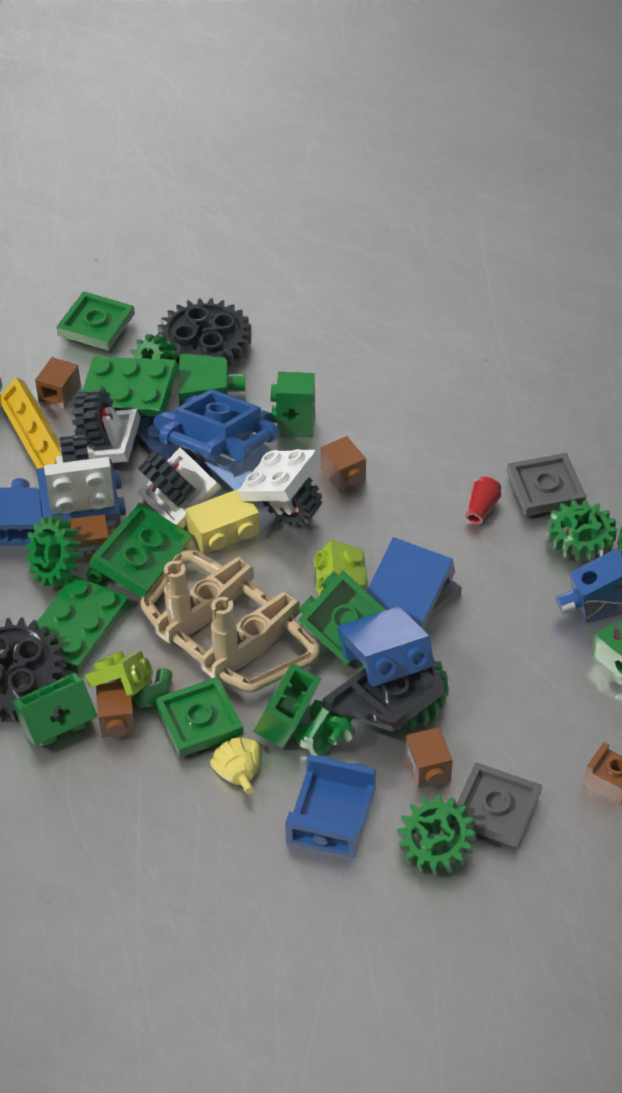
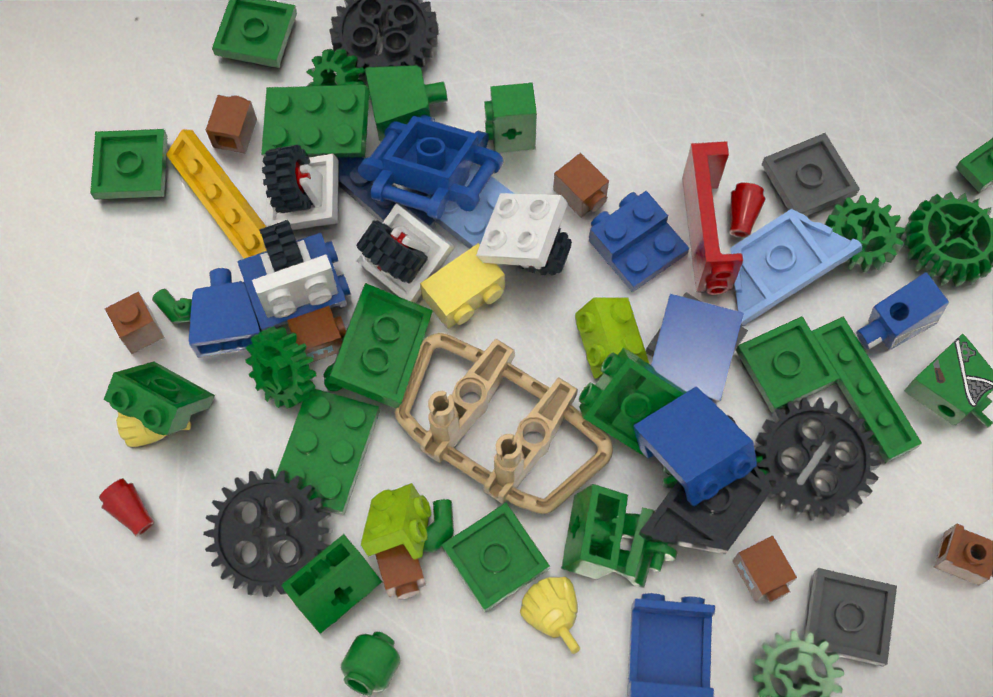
camera: 10 degrees left, 20 degrees up
(72, 773) = (370, 663): none -> green head
(382, 510) = (637, 240): none -> blue plate
(449, 469) = (702, 173): none -> red panel
(489, 616) = (787, 364): none -> green plate
(497, 686) = (845, 478): none -> black gear
(505, 539) = (786, 259): none -> light blue wing
(553, 643) = (867, 391): none -> green plate

